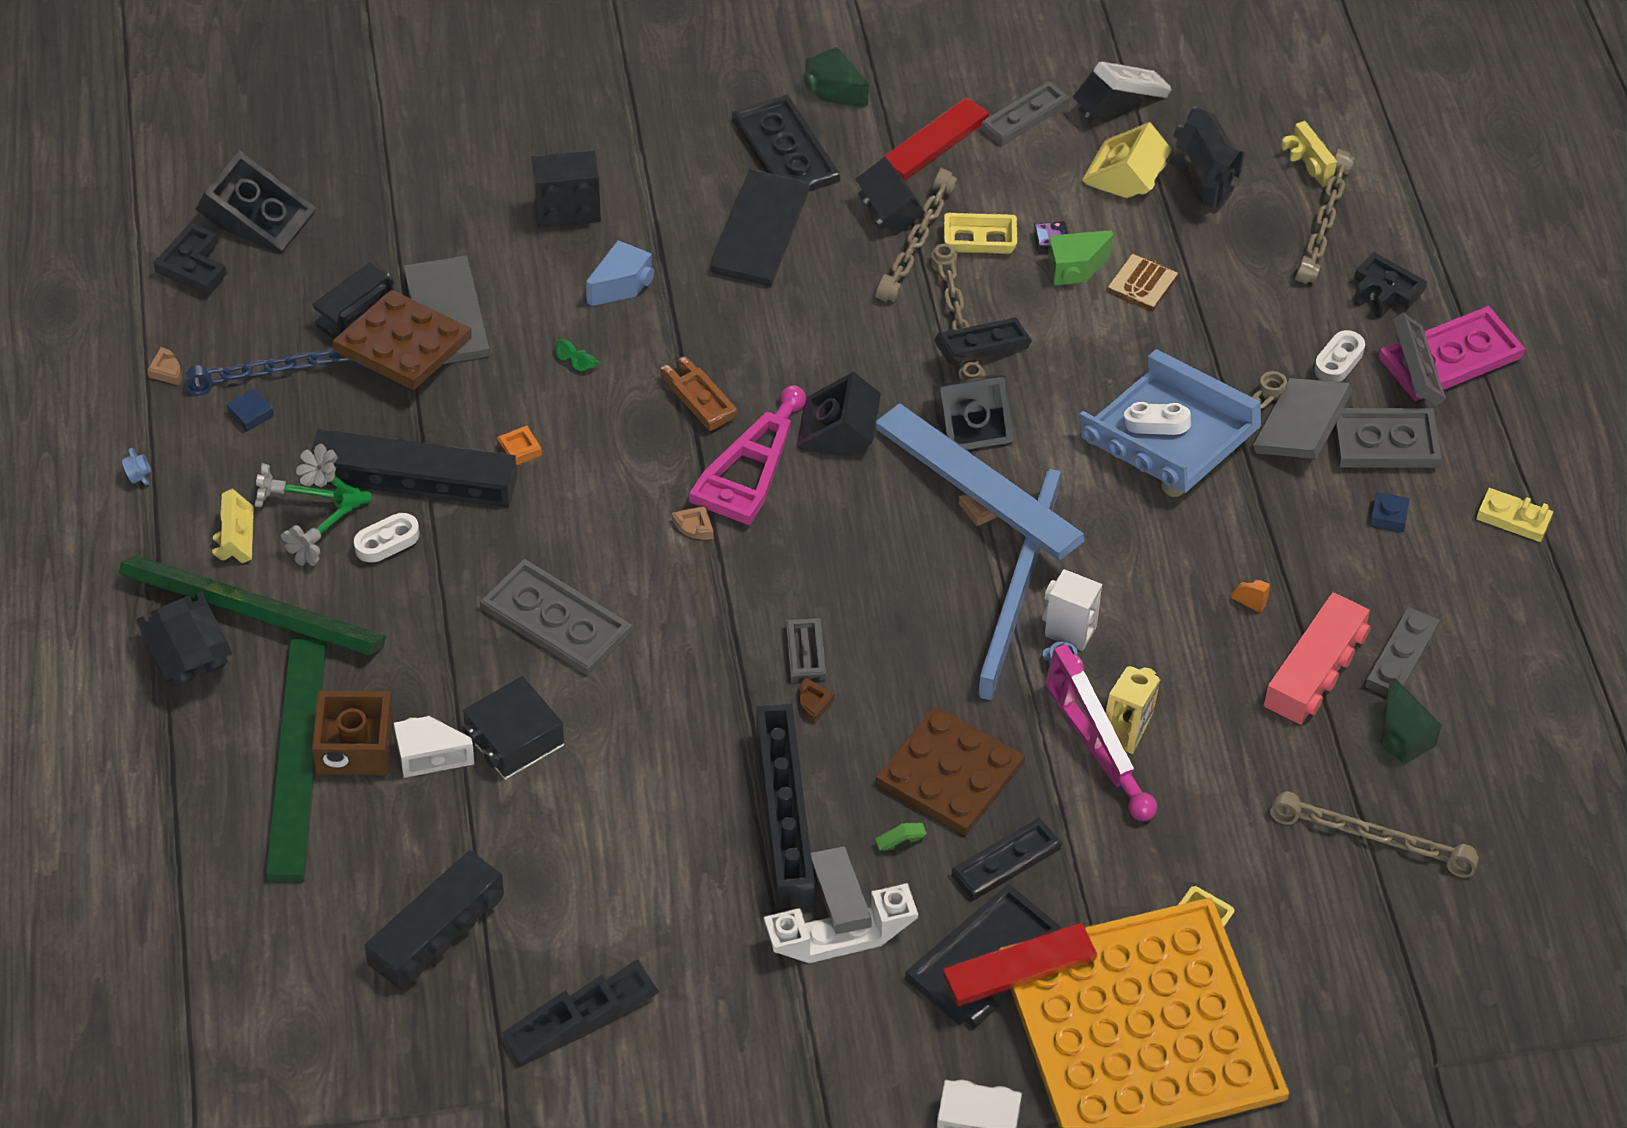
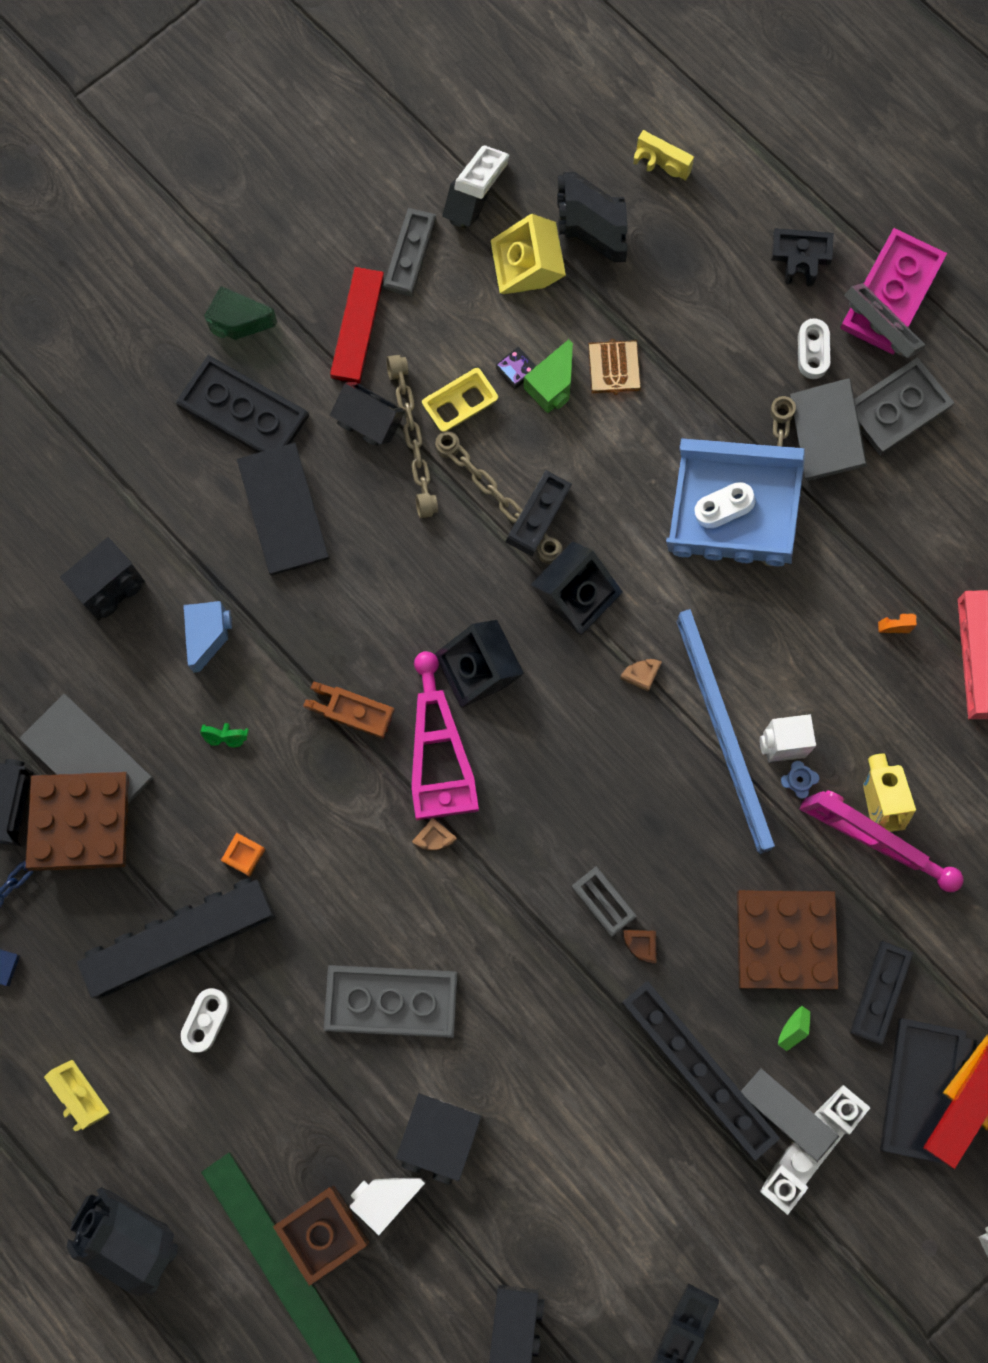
camera: 30 degrees left, 25 degrees up
(253, 605) = (144, 1161): dark green tile -> none
(318, 470) = (122, 1025): light grey plant -> none
(980, 482) = (634, 659): medium blue tile -> none
(1308, 269) = (732, 276): dark tan piece -> none
(1390, 512) = (943, 474): dark blue plate -> none

